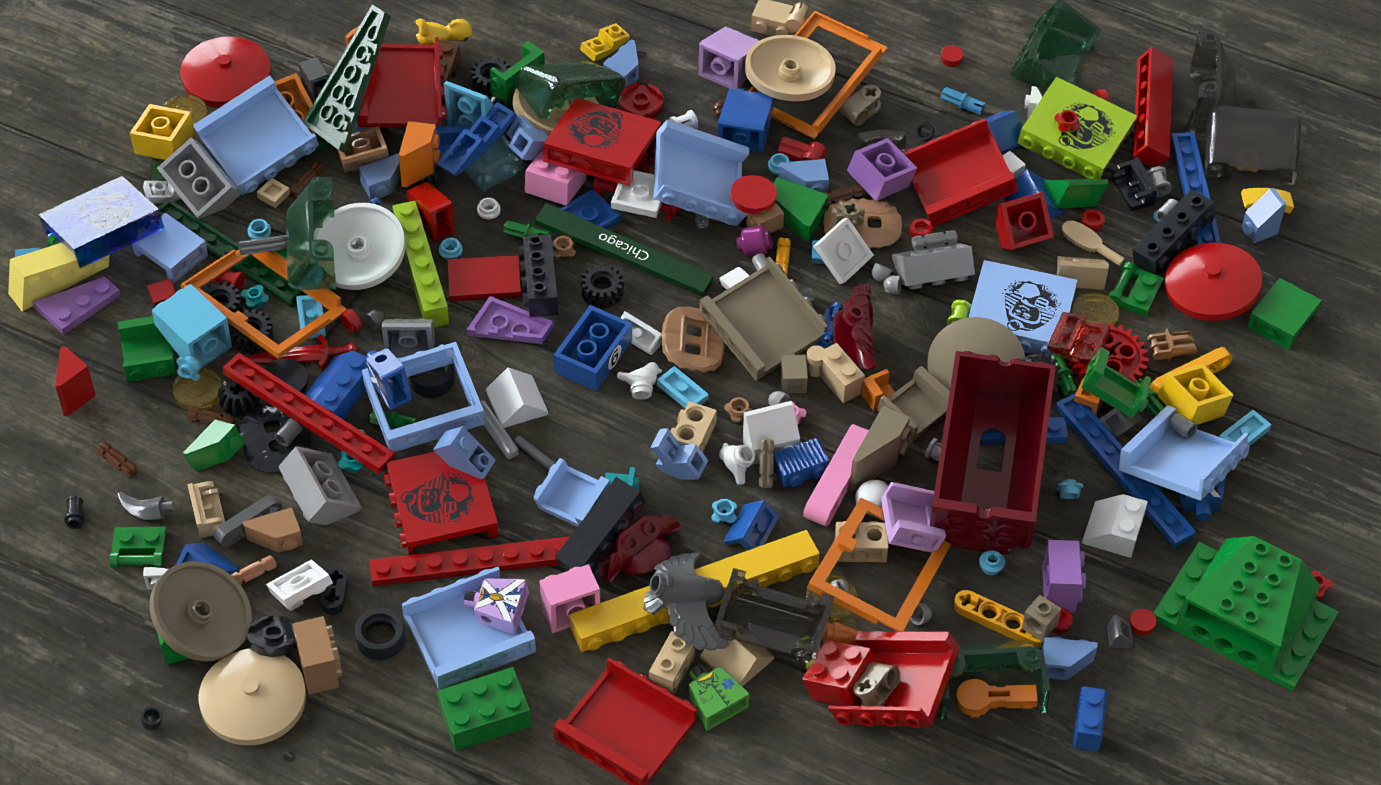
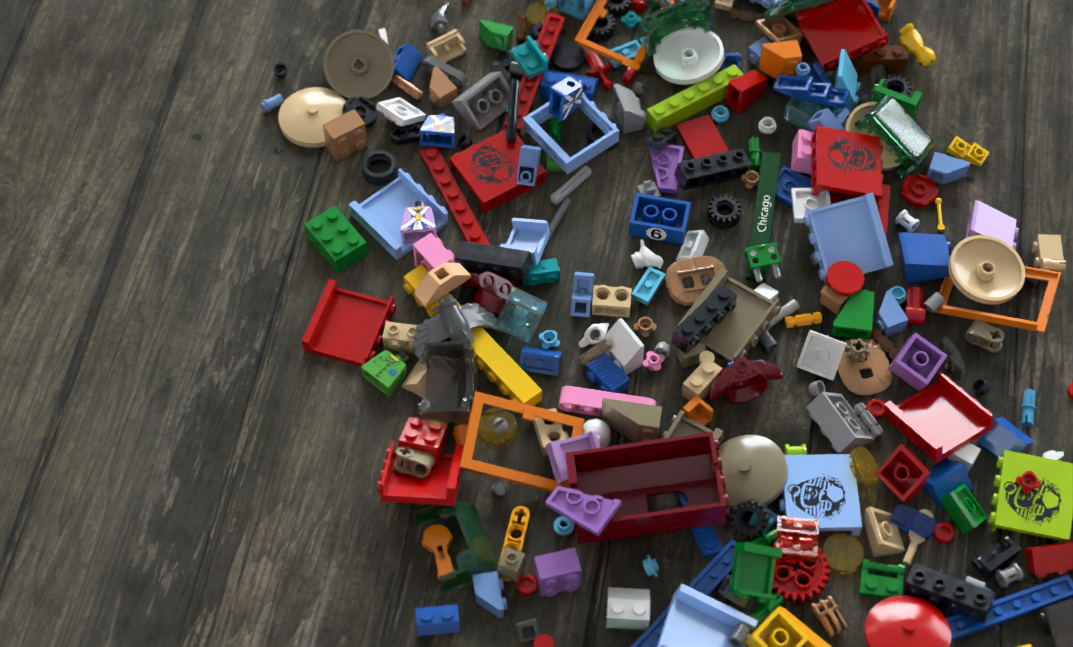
camera: 75 degrees right, 5 degrees up
(138, 541) = (412, 23): green plate -> none
(206, 747) = (271, 103): none -> medium blue pin
(292, 404) = (530, 58): none -> teal bracket
(353, 546) = (438, 131): none -> blue torso
(367, 449) = (512, 111): none -> black axle
(375, 524) = (464, 142): none -> black hinge
(449, 135) = (802, 69): none -> medium blue pin
(469, 314) = (661, 138): none -> black plate
(515, 398) = (603, 190): white slope -> none
(539, 353) = (648, 188): none -> light grey tile
(618, 593) = (440, 282): none -> light nougat slope
(692, 264) = (763, 258): none -> green piece
(693, 520) = (520, 314): none -> clear light blue brick
(698, 99) = (940, 227): none -> yellow hinge
(754, 241) = (808, 296): magenta head -> none
(767, 337) = (704, 319): none -> black brick
(807, 131) = (934, 302): none -> light grey hinge
(893, 285) = (806, 399): light grey hinge -> none
(999, 257) = (863, 466): none -> clear yellow tile
(1021, 502) = (583, 509): none -> medium lavender wing
(1076, 237) = (912, 519): none -> clear blue slope

